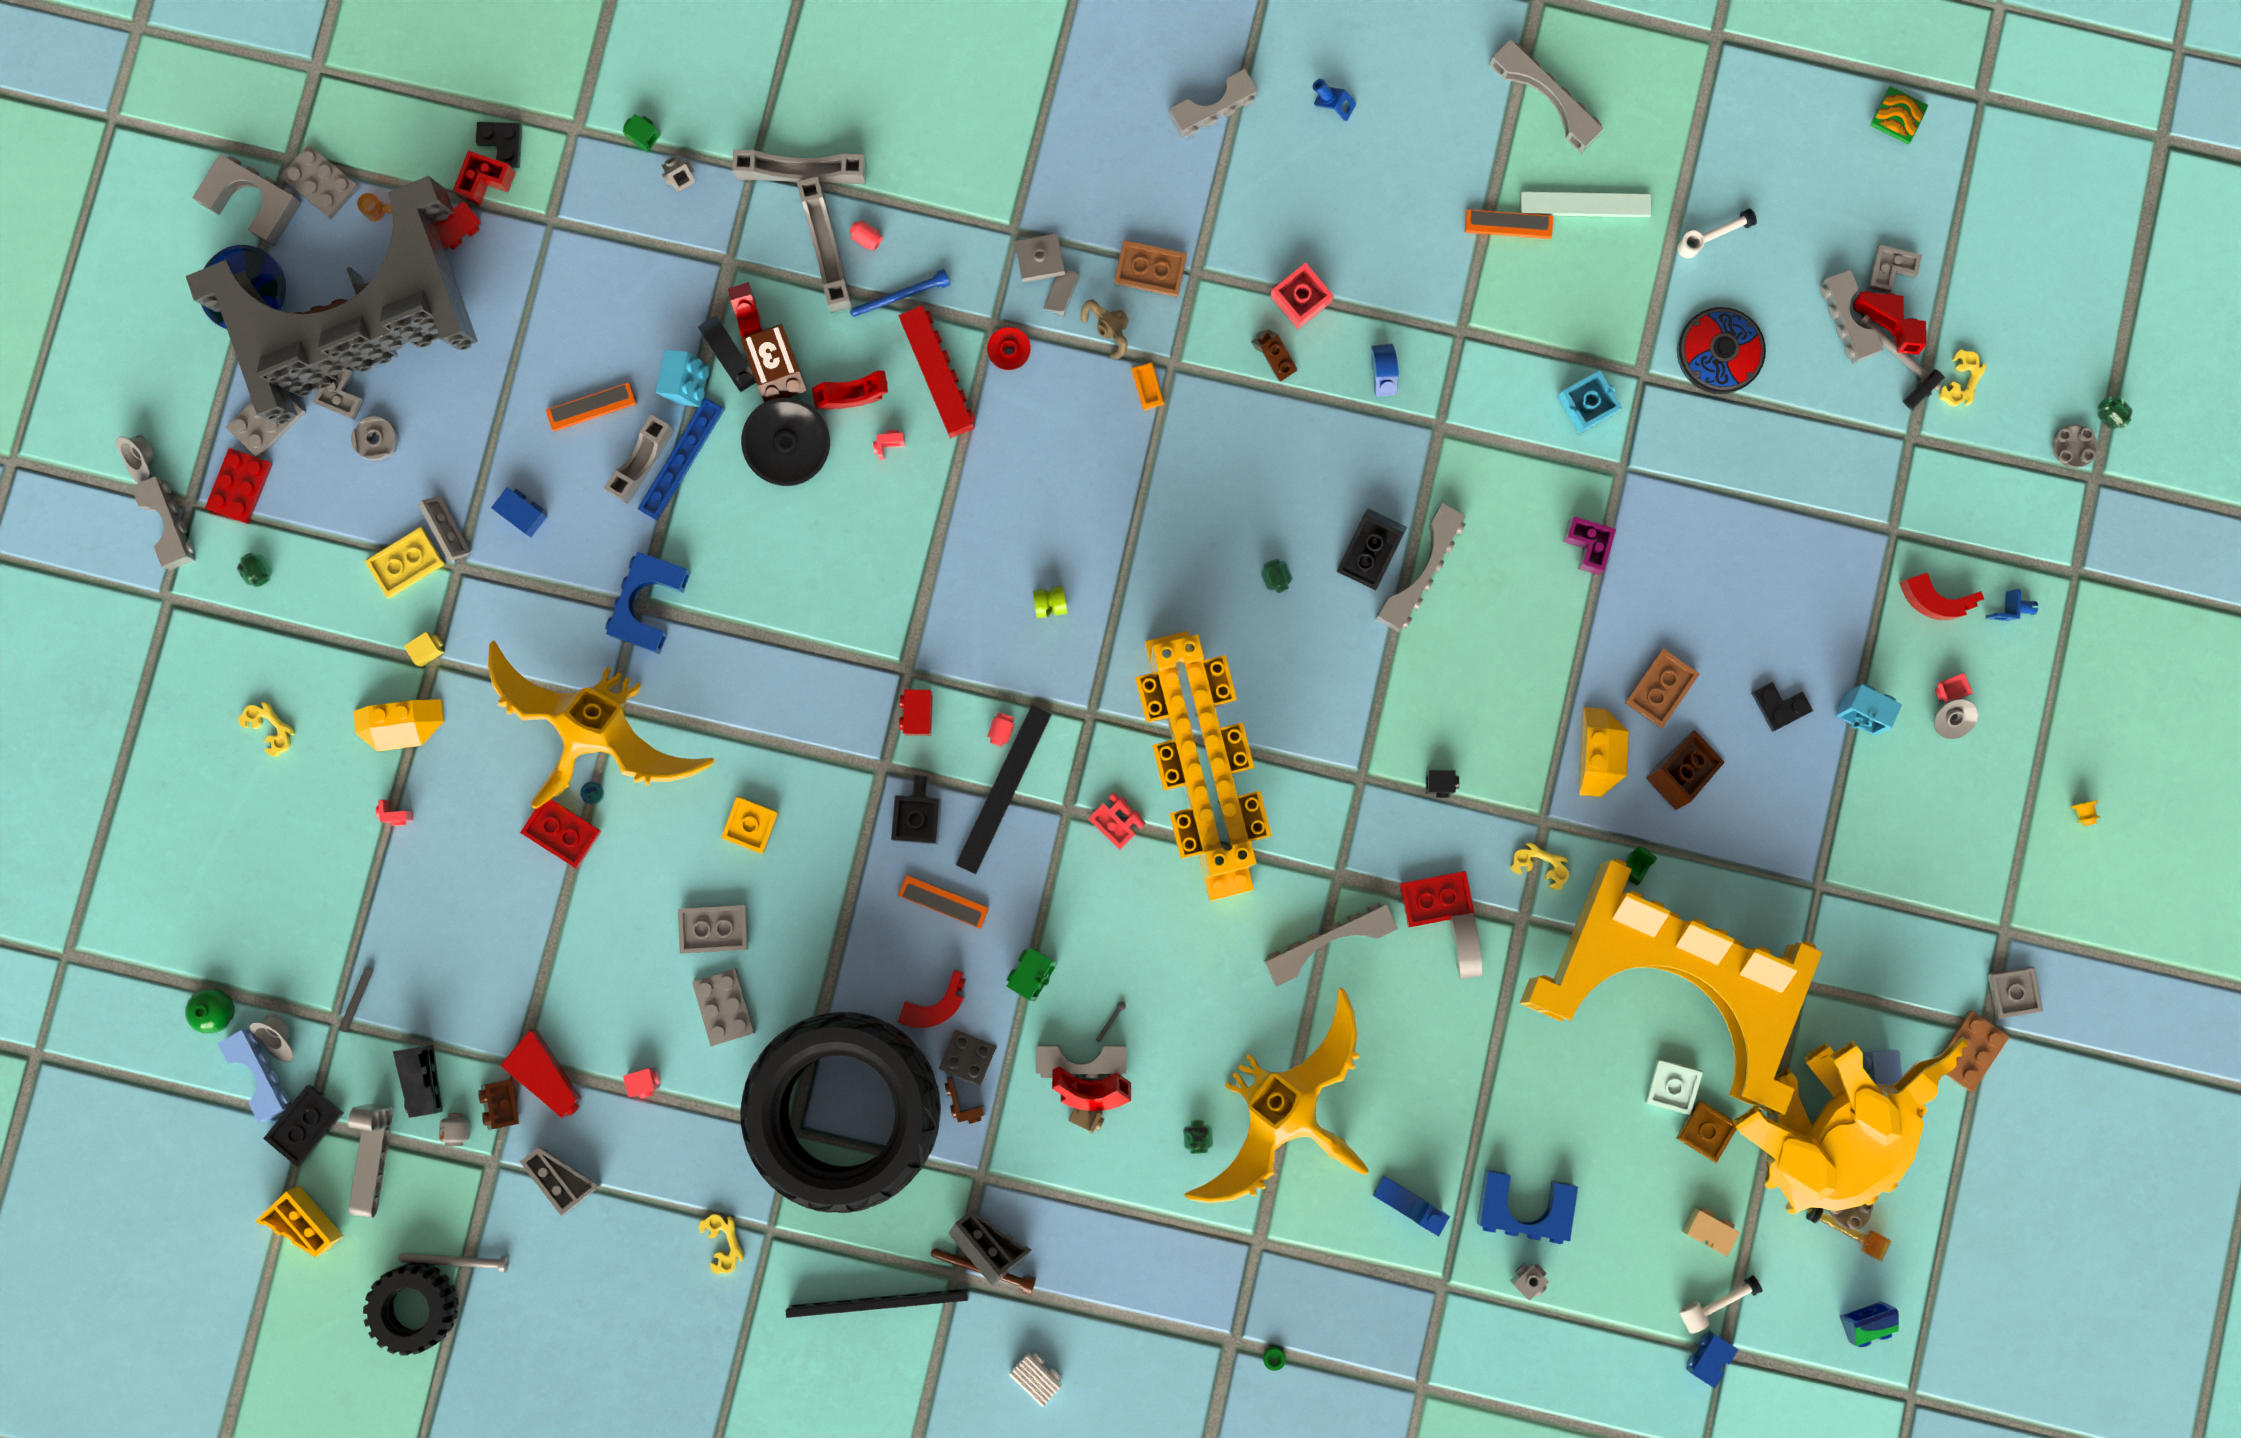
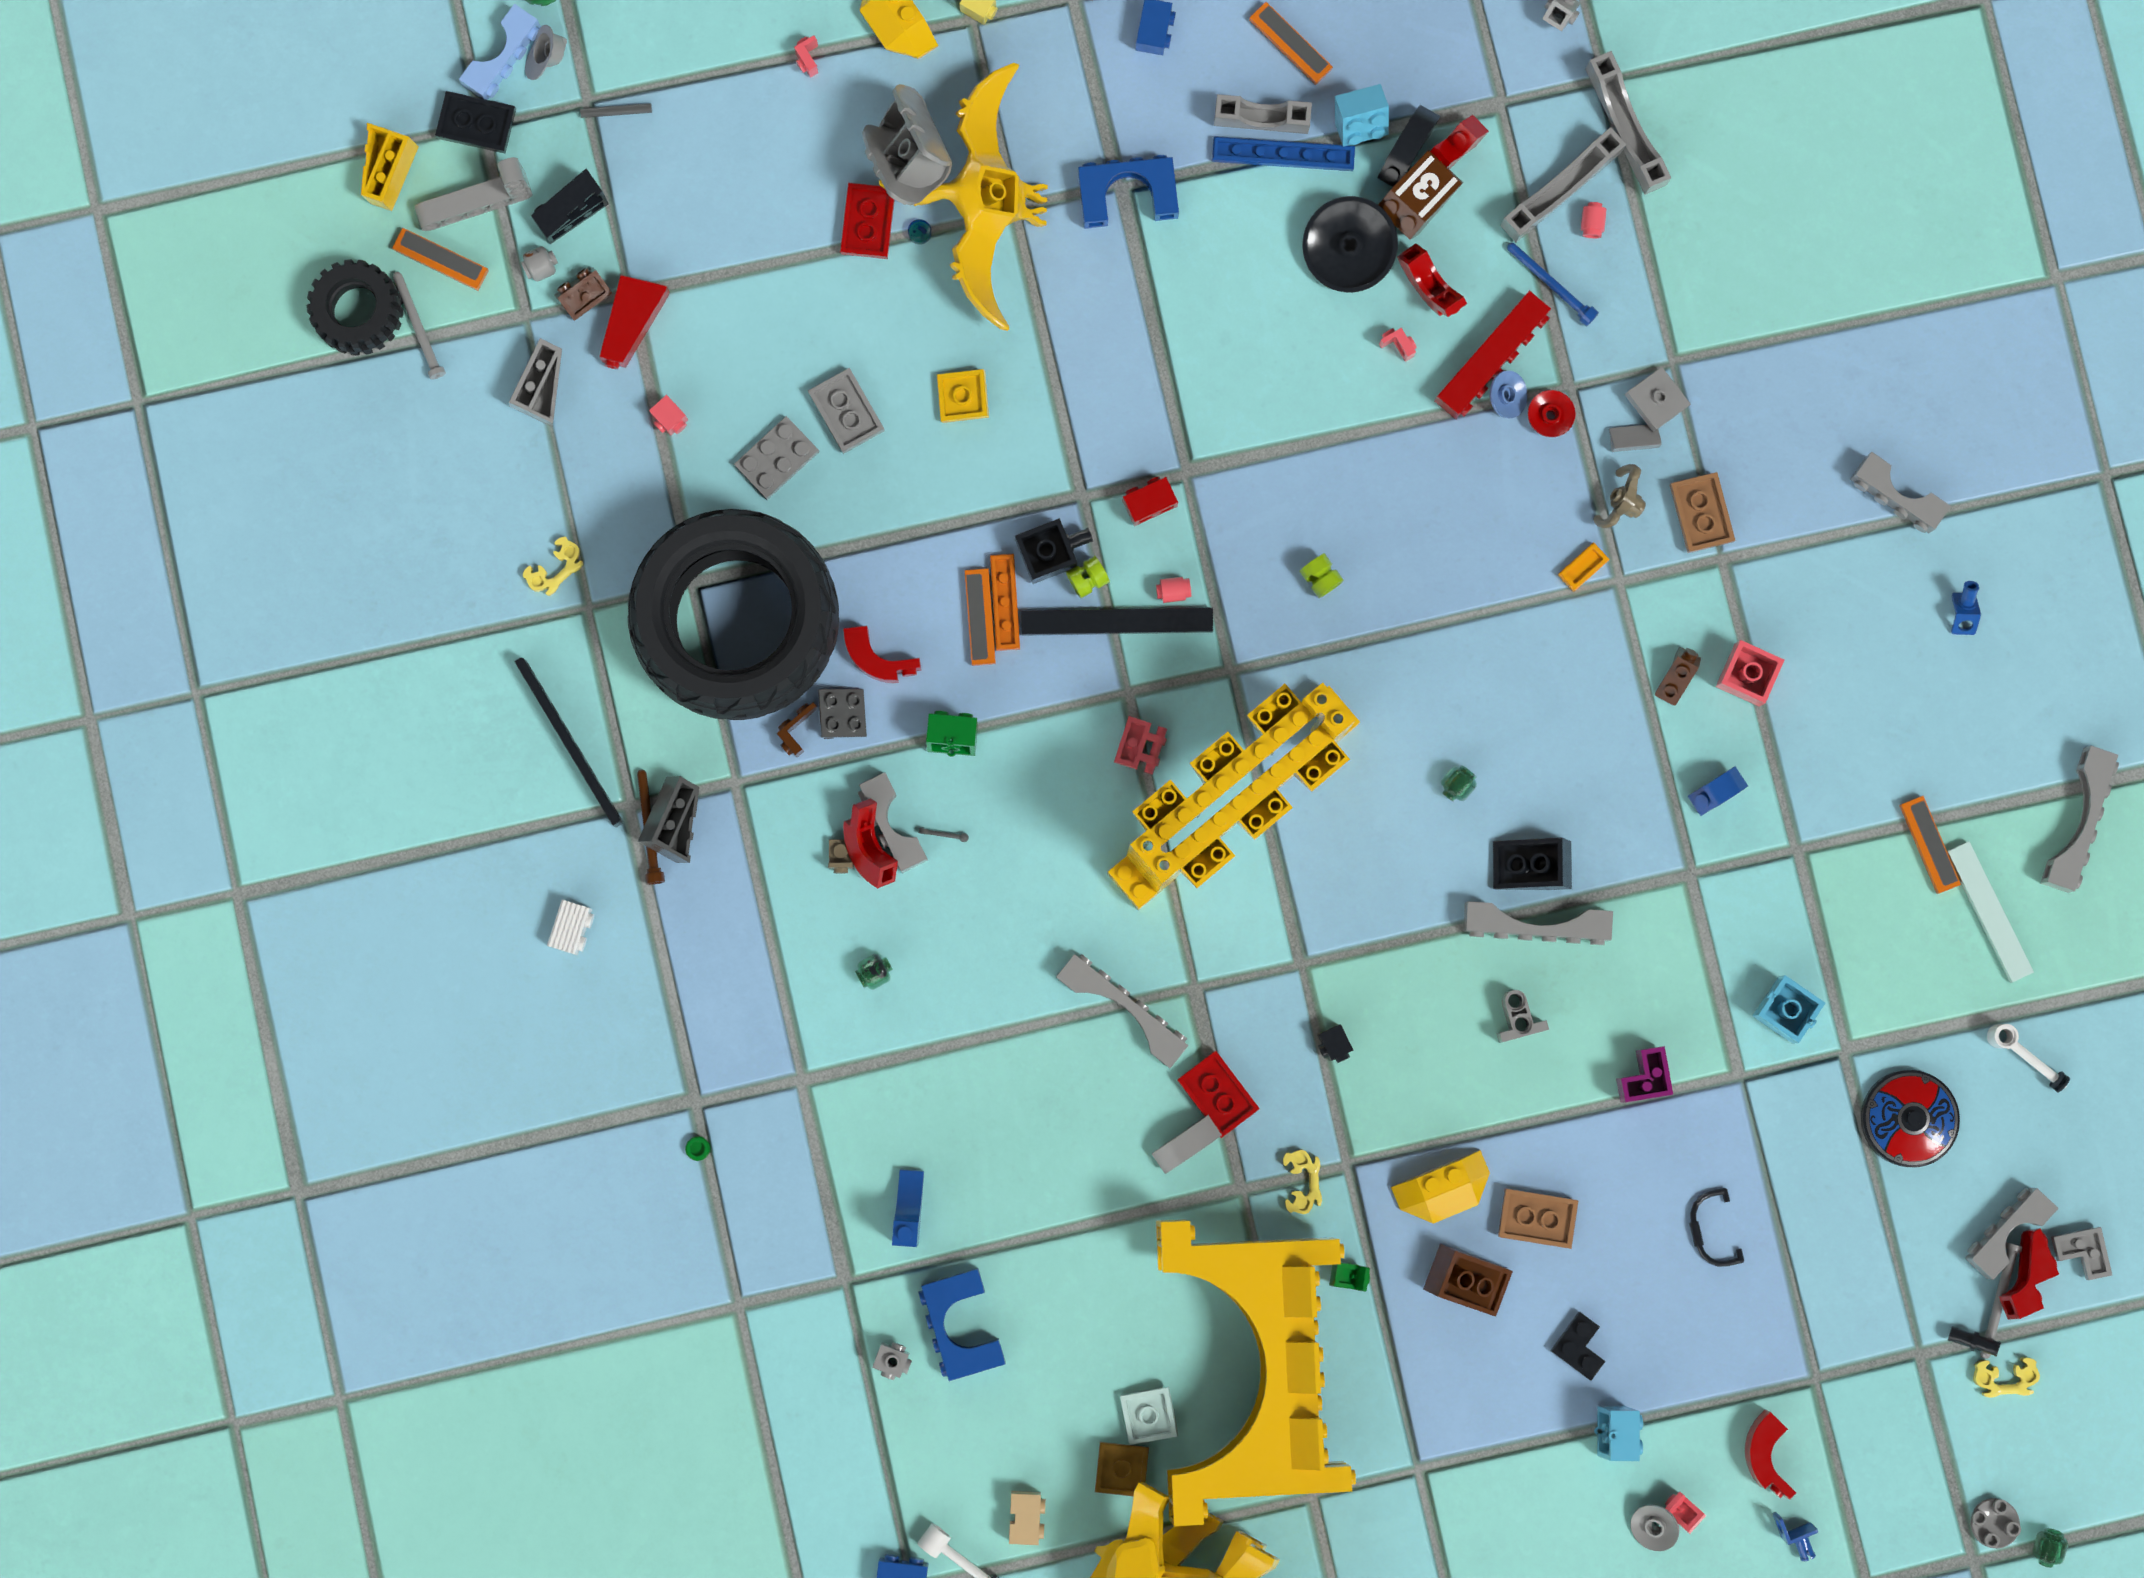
camera: 60 degrees right, 0 degrees up
(406, 1213) = (440, 259): none -> tile
(517, 769) = (907, 149): none -> light grey animal
(941, 874) = (1005, 602): none -> orange tile
(955, 787) = (1096, 577): none -> lime wheel
(975, 375) = (1508, 394): none -> medium blue dish
(1285, 1108) = (941, 1039): yellow animal -> none
(1487, 626) = (1513, 1014): none -> light grey tile
(1731, 566) = (1696, 1232): none -> black piece

